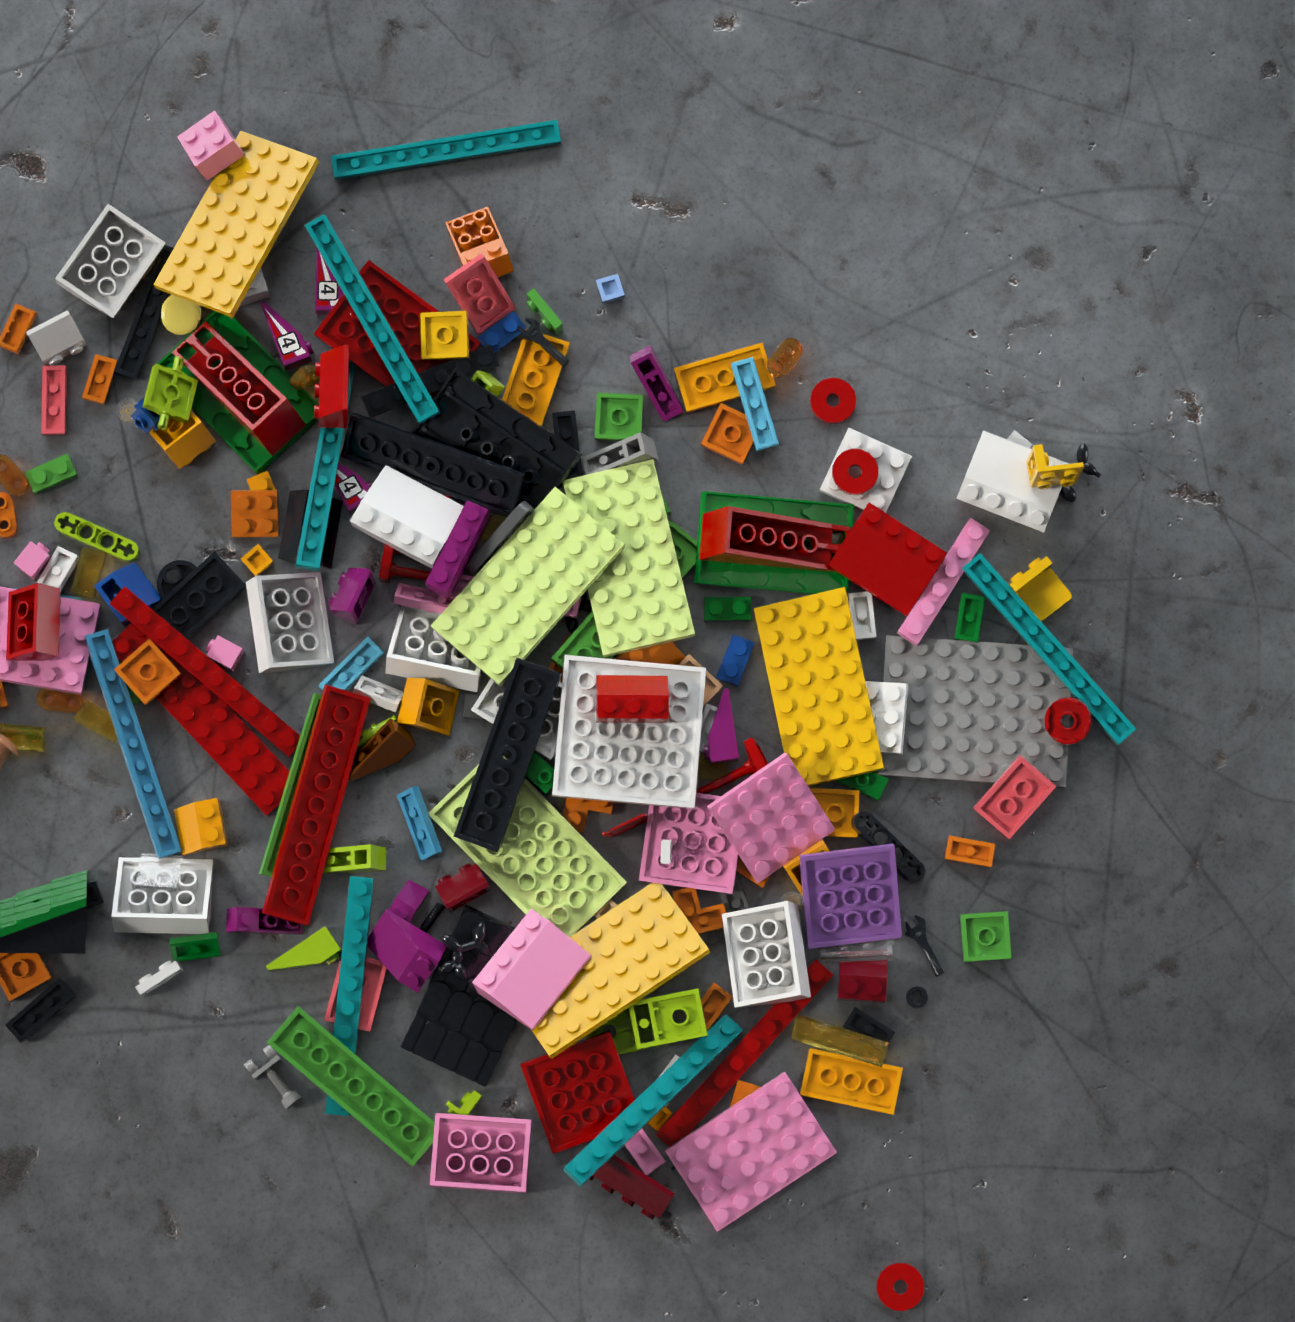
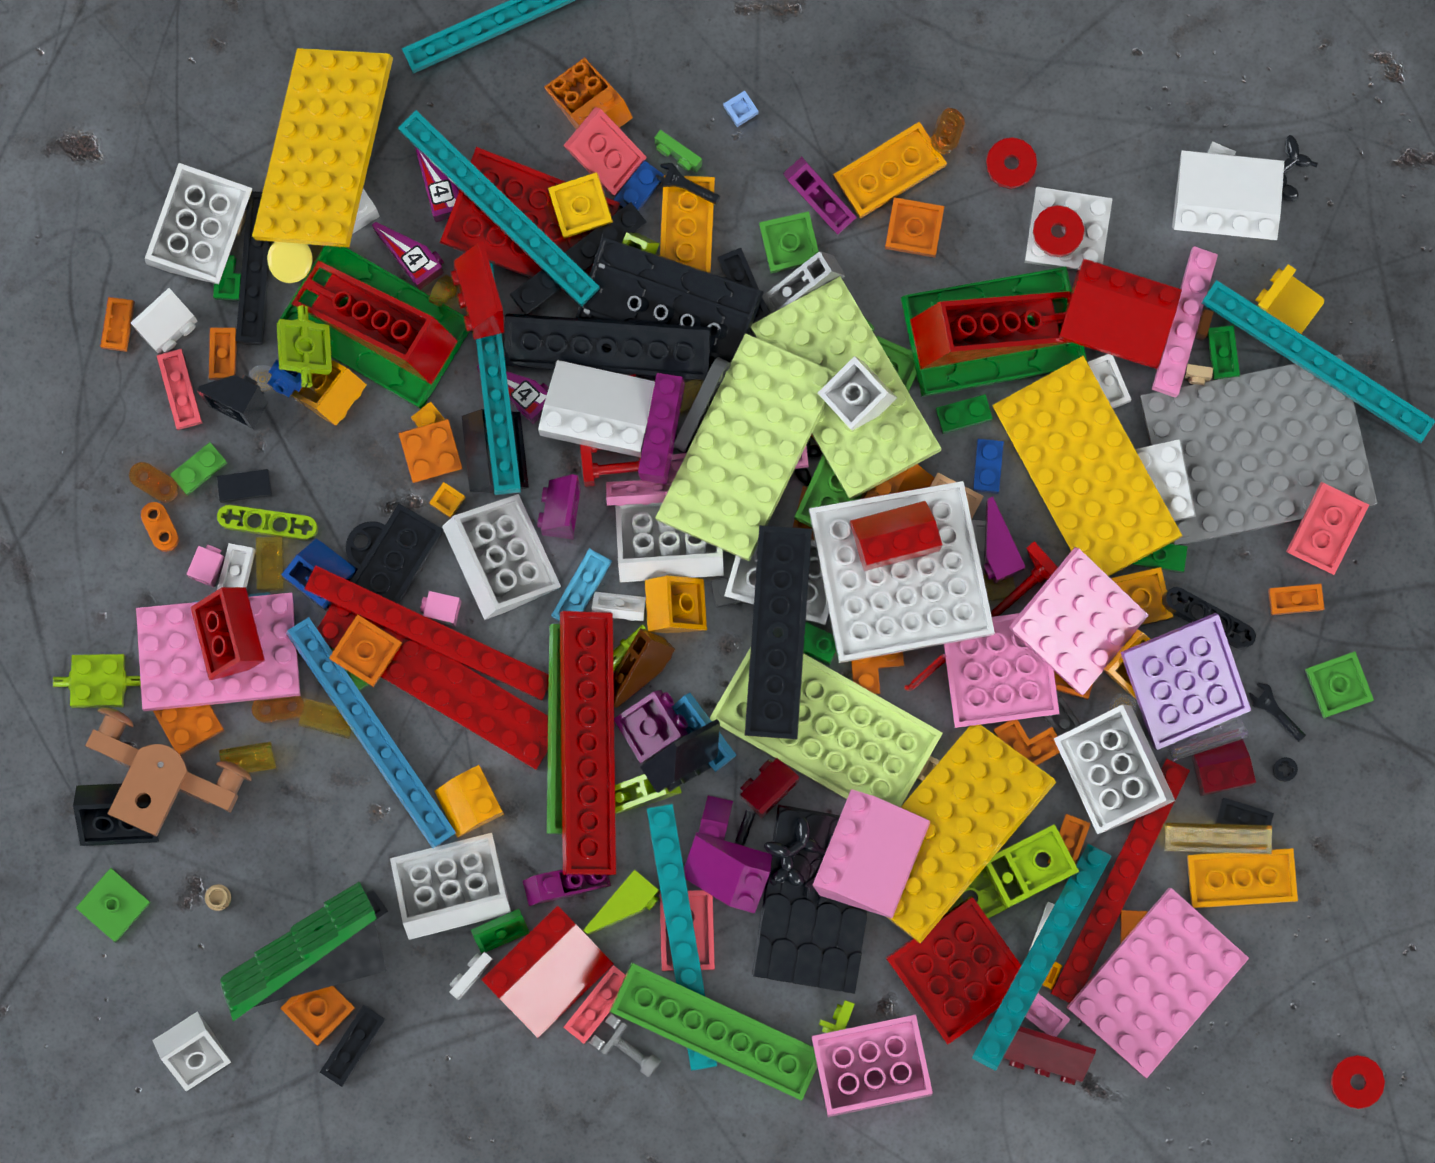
camera: 15 degrees left, 0 degrees up
(86, 499) = (244, 485): none -> black tile
(99, 422) = (235, 398): none -> black slope
(123, 319) = (230, 282): none -> green plate
(158, 873) = (438, 863): clear piece -> none
(210, 145) = (271, 71): bright pink brick -> none
(225, 993) = (547, 971): none -> slope
(256, 1036) = (596, 1006): none -> coral plate
(377, 805) = (651, 725): none -> magenta plate
(394, 841) = (683, 758): none -> black slope
(634, 566) = (857, 394): none -> white slope
(666, 852) = (977, 688): white tile -> none
(754, 404) = (931, 189): medium azure tile -> none
(941, 631) = (1198, 374): none -> tan plate
(959, 588) = (1204, 324): none -> reddish brown tile
(1044, 476) = (1262, 179): yellow bracket -> none
(1081, 716) = (1361, 416): red tile -> none

